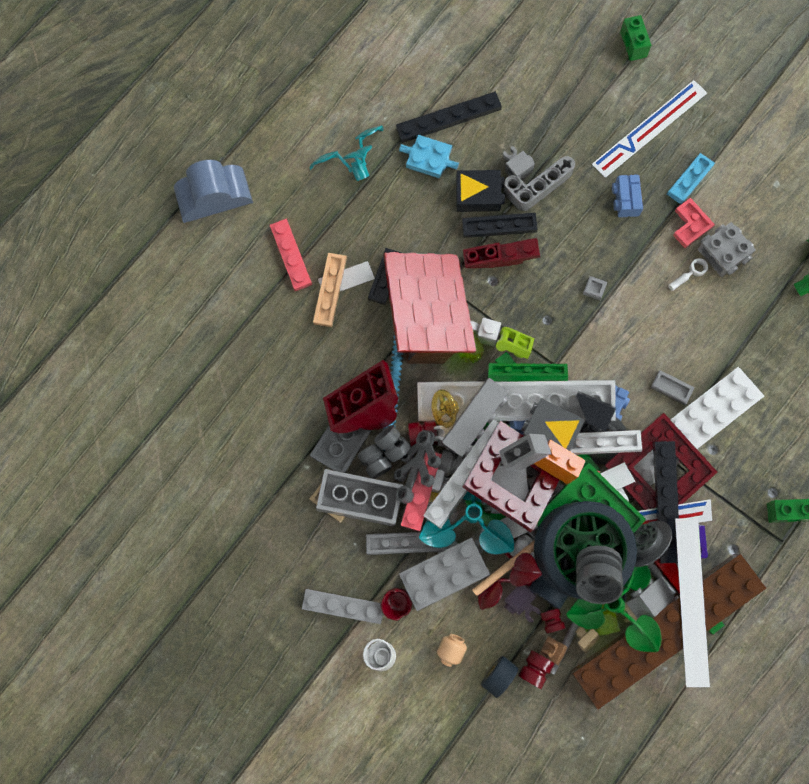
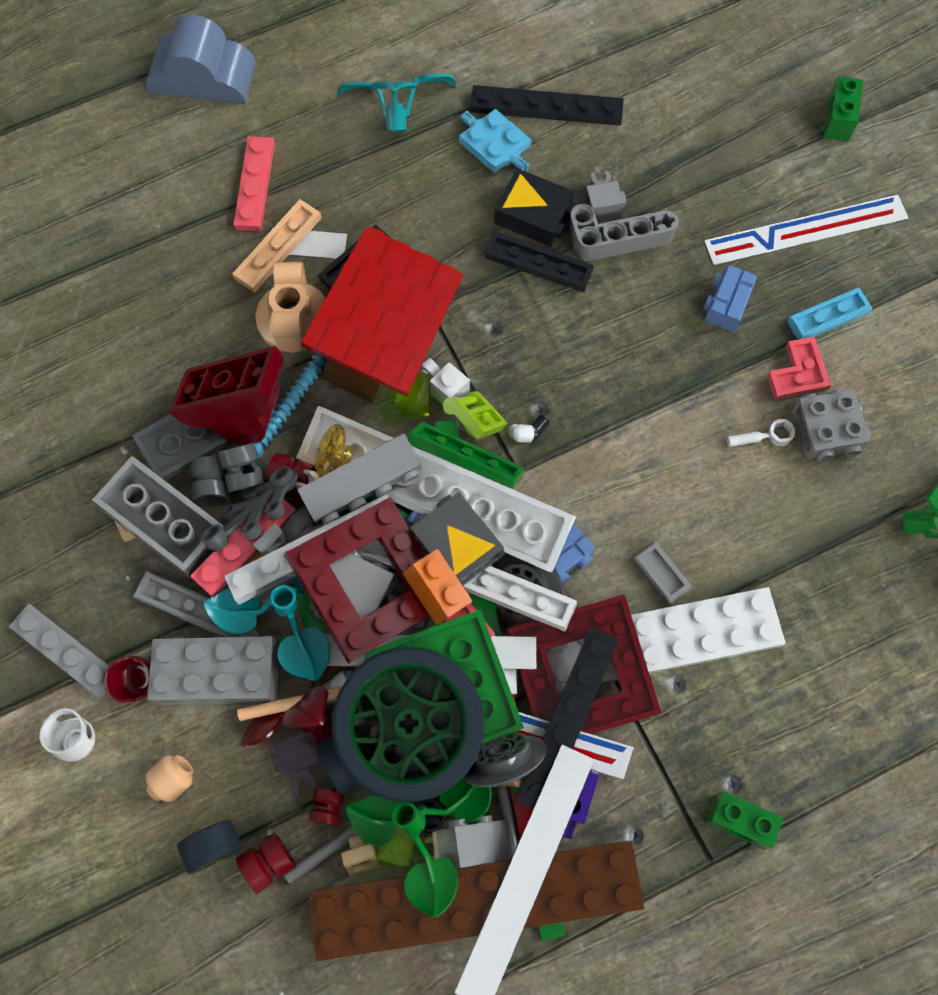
camera: 20 degrees right, 5 degrees down
(364, 342) = (288, 326): none -> light nougat piece
(501, 255) = (521, 300): dark red slope -> none
(525, 452) = (390, 546): light grey brick -> none
(550, 338) = (529, 433): none -> arm
(553, 650) = (305, 849): medium nougat tile -> none
(594, 288) = (624, 396): light grey tile -> none
(595, 411) = (525, 544): black slope -> none
(599, 574) = (395, 760): dark grey wheel -> none

